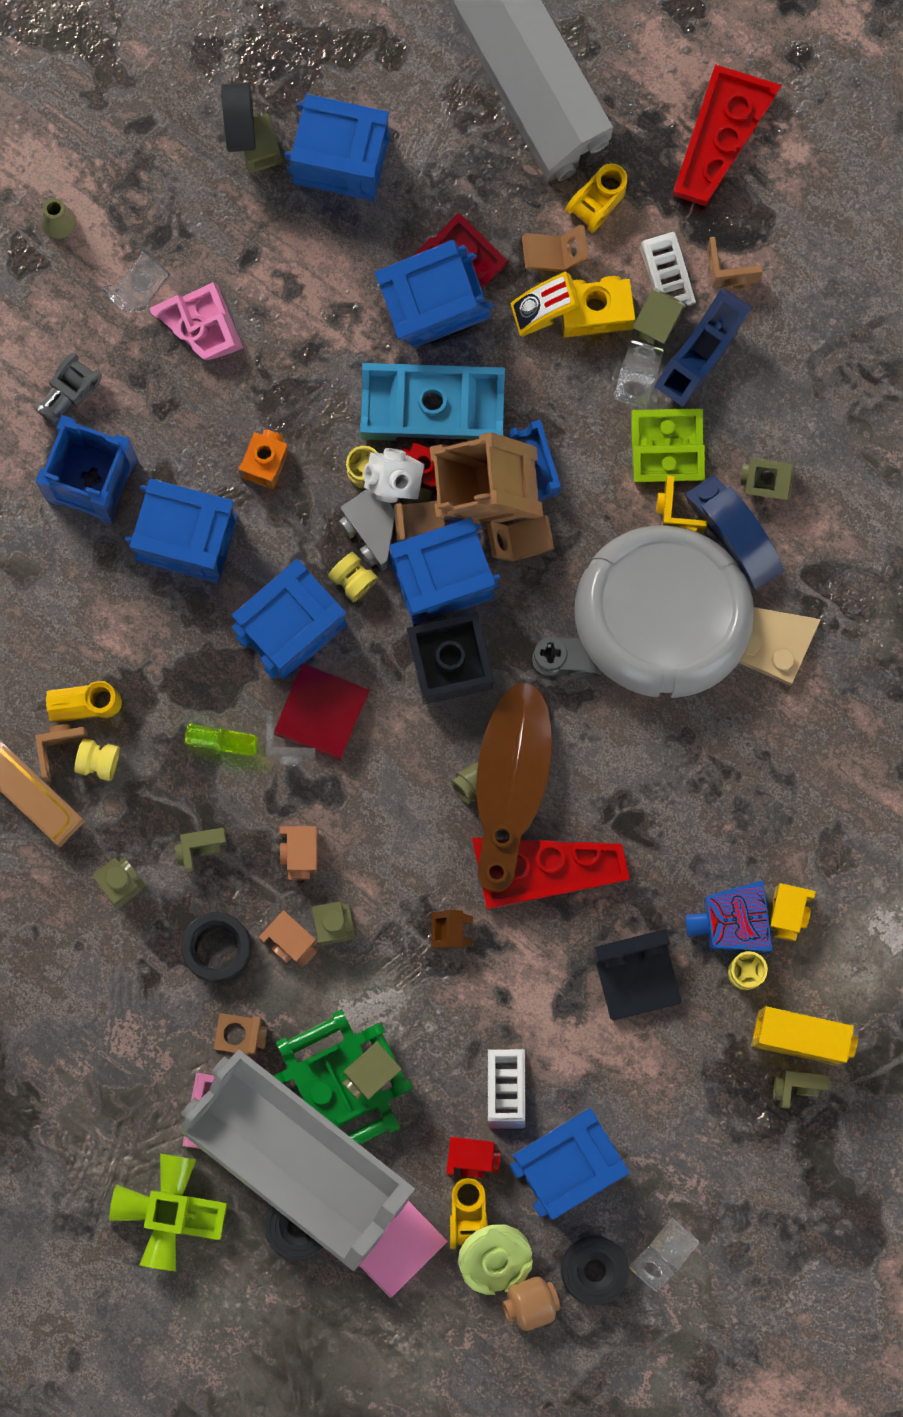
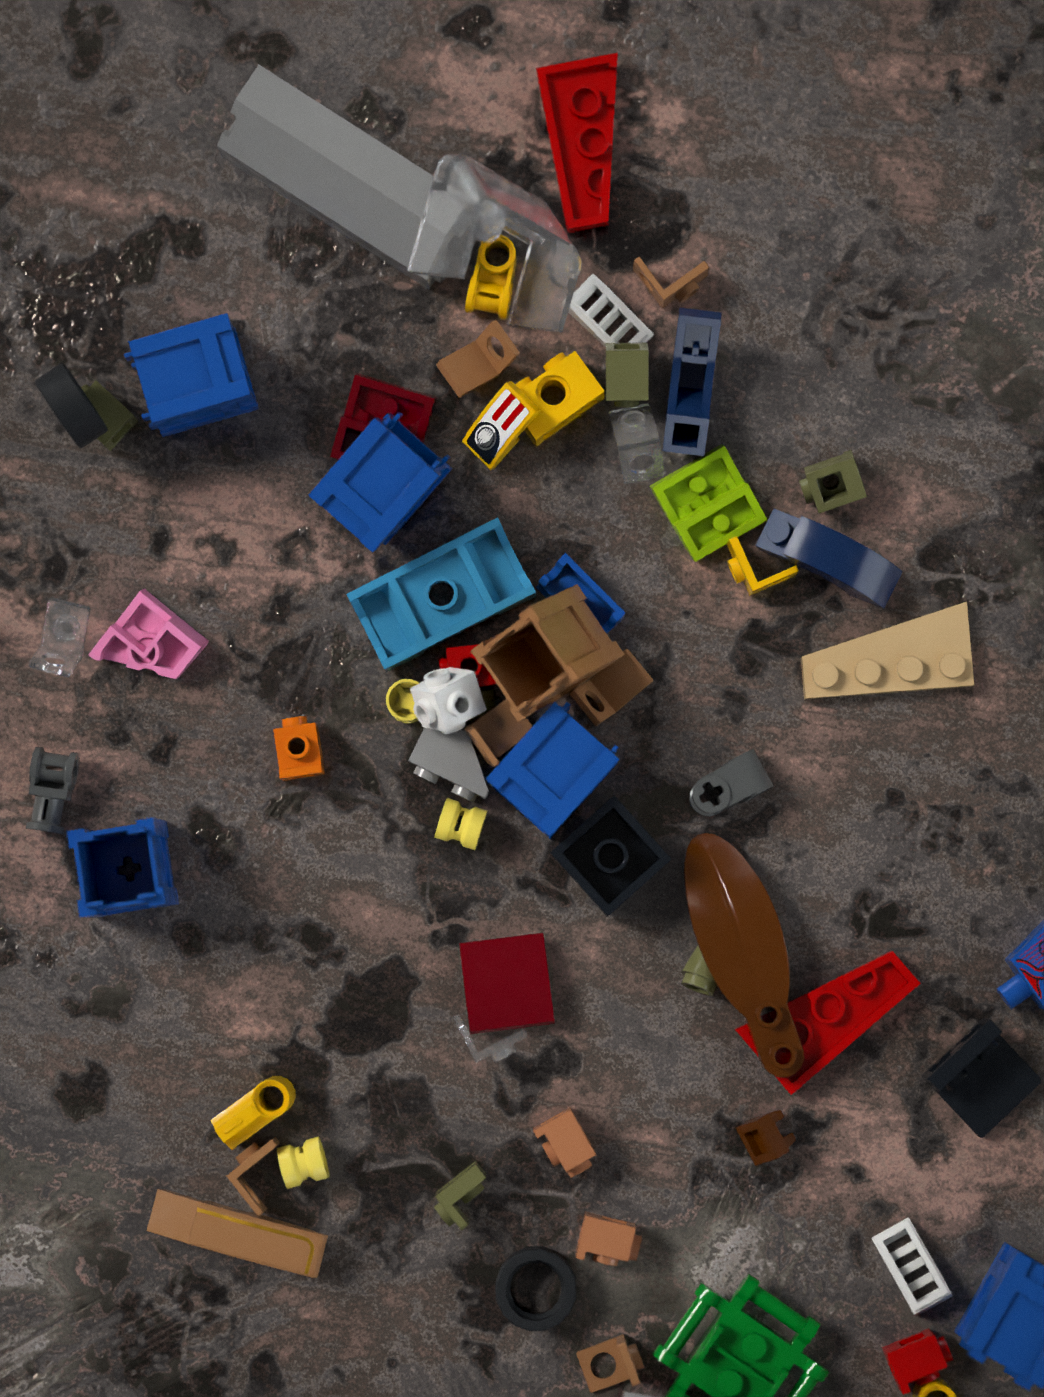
camera: 20 degrees left, 5 degrees up
(119, 881) = (398, 1276): olive brick -> none
(183, 530) = (259, 875): blue container -> none
(221, 740) = (419, 1069): clear neon green axle -> none
(289, 621) = (422, 911): blue container -> none
(333, 923) = (642, 1197): olive brick -> none
(370, 1072) = (771, 1338): olive brick -> none
(616, 127) = (477, 204): none -> clear windscreen
(664, 611) = (803, 684): light grey piece -> none

